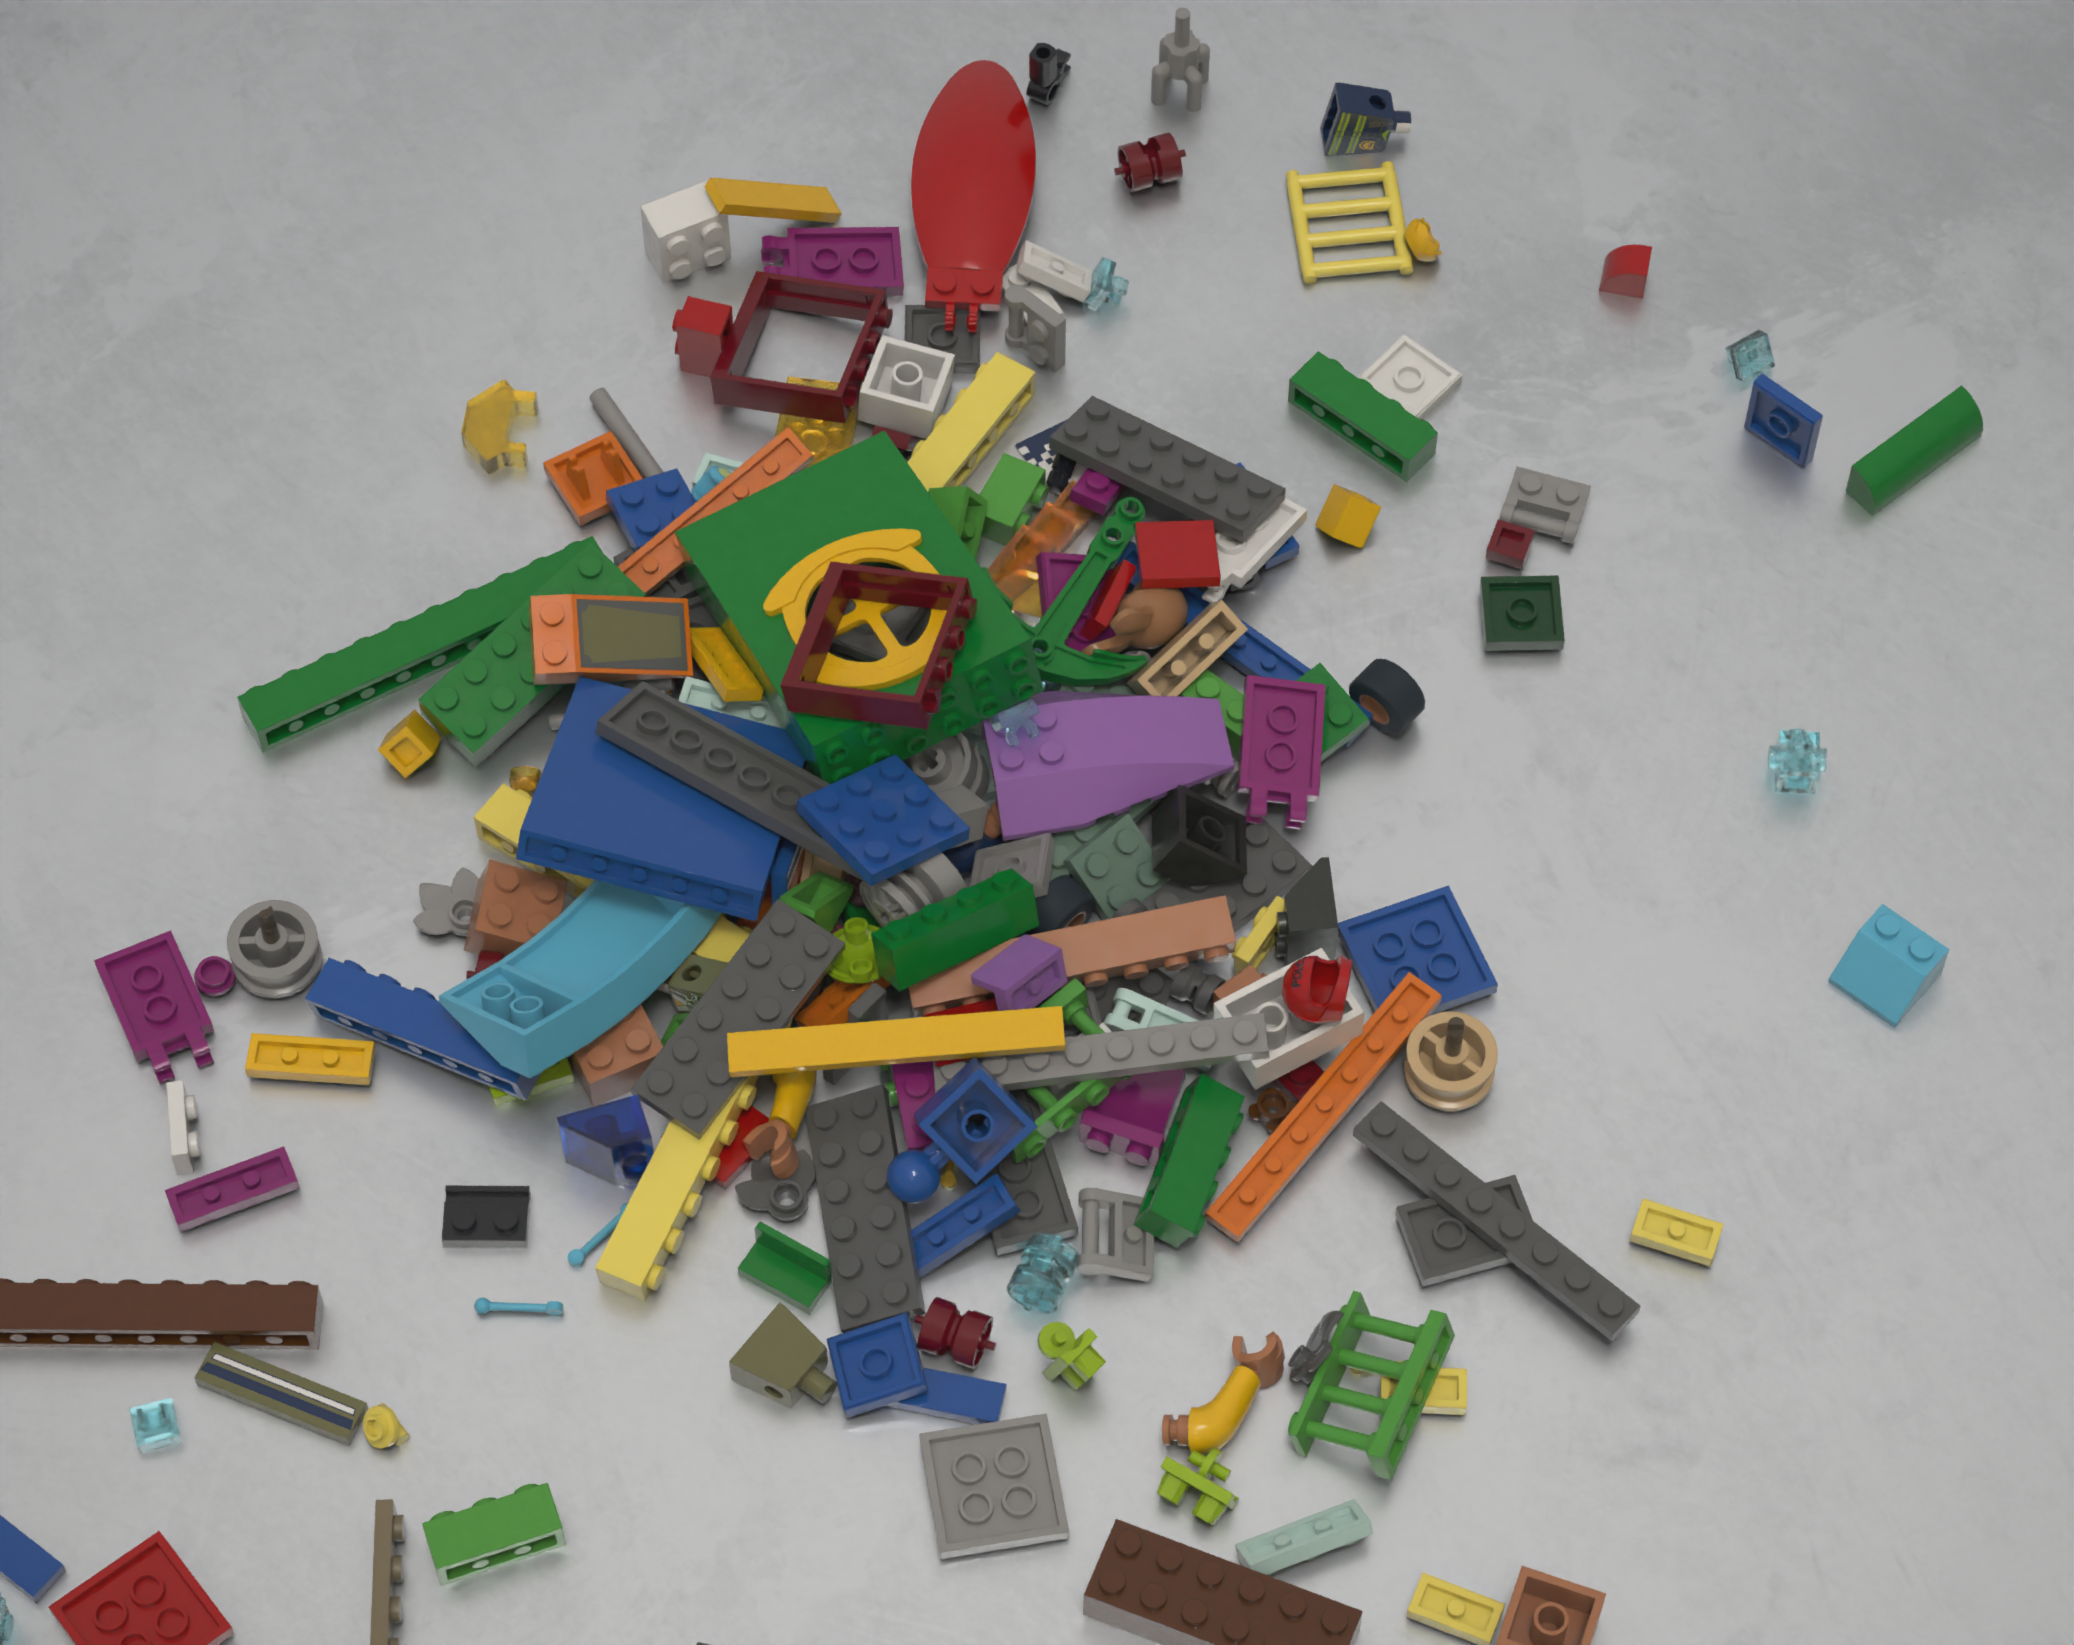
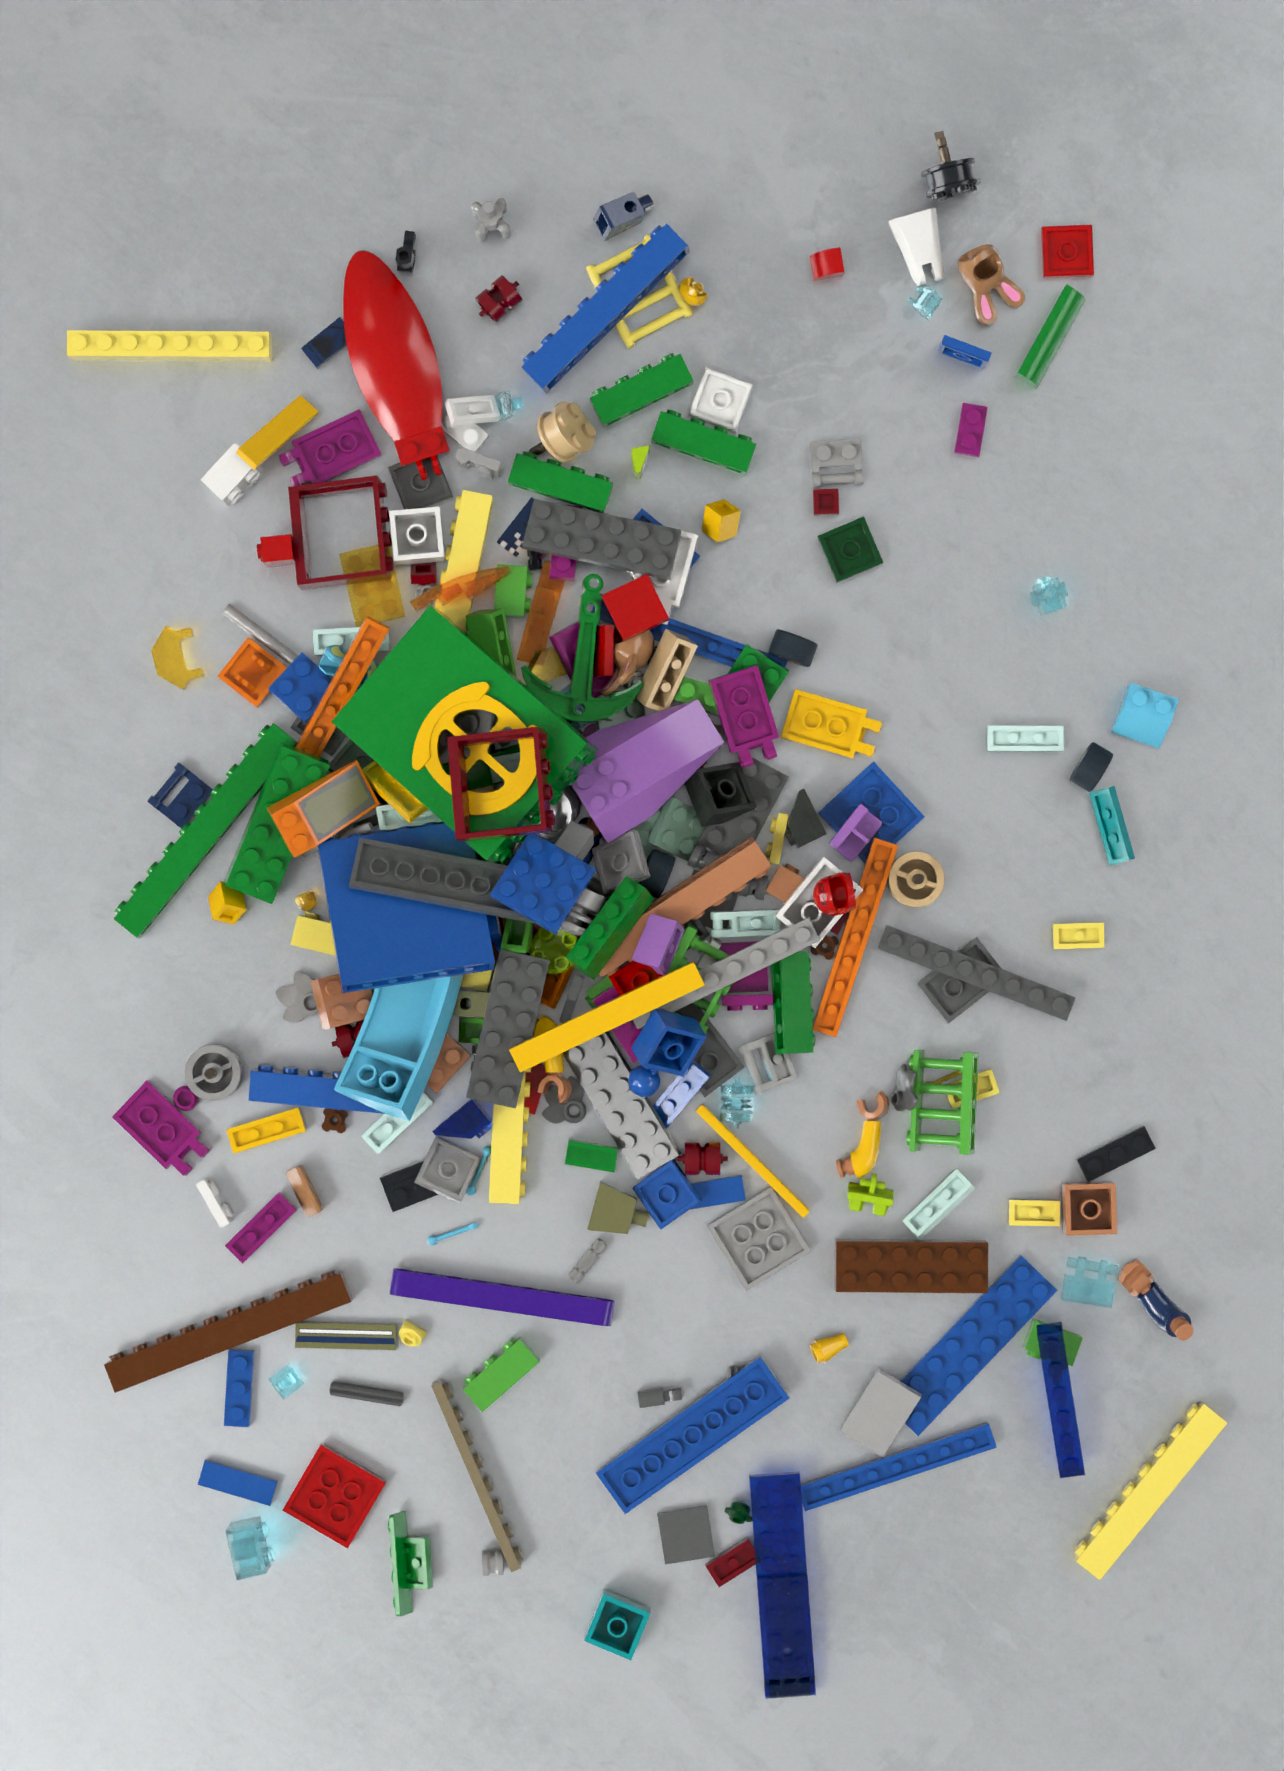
camera: 20 degrees left, 30 degrees up
(78, 1408) = (239, 1388): none -> blue plate
(270, 1489) = (366, 1393): none -> dark grey axle
(324, 1163) = (304, 1191): none -> medium nougat slope
(416, 599) = (187, 801): none -> dark blue plate
(422, 1093) = (338, 1126): none -> reddish brown plate
(510, 1116) = (389, 1127): none -> light aqua plate
(552, 1423) = (502, 1297): none -> dark purple beam
(554, 1208) = (447, 1170): none -> light grey plate
(679, 74) = (169, 345): none -> light yellow brick
(709, 1422) = (587, 1260): none -> light grey axle
(887, 144) = (326, 343): none -> dark blue tile
(955, 452) = (470, 584): none -> clear orange slope
(1014, 718) = (591, 781): clear light blue tile -> none
(1033, 1367) = (752, 1160): none -> yellow tile
(1073, 1358) = (772, 1150): lime hips -> none
(1109, 375) = (560, 483): none -> green brick
(1169, 330) = (564, 432): none -> tan wheel
(1264, 396) = (639, 458): none -> lime slope
(1292, 207) = (606, 308): none -> blue brick
(1301, 328) = (641, 390): none -> green brick
(1383, 959) = (855, 833): none -> medium lavender panel
(1402, 823) = (828, 725): none -> yellow tile
(1628, 1571) = (1115, 1153): none -> black plate
(1692, 937) = (1025, 738): none -> light aqua plate
(1756, 530) = (970, 430): none -> magenta plate
(1767, 282) = (919, 243): none -> white piece
(1781, 999) = (1091, 767): none -> black wheel
(1784, 1097) = (1112, 825): none -> teal plate
(1839, 215) = (950, 175): none -> black wheel
(1849, 345) = (982, 272): none -> medium nougat piece
(1979, 364) = (1067, 251): none -> red tile

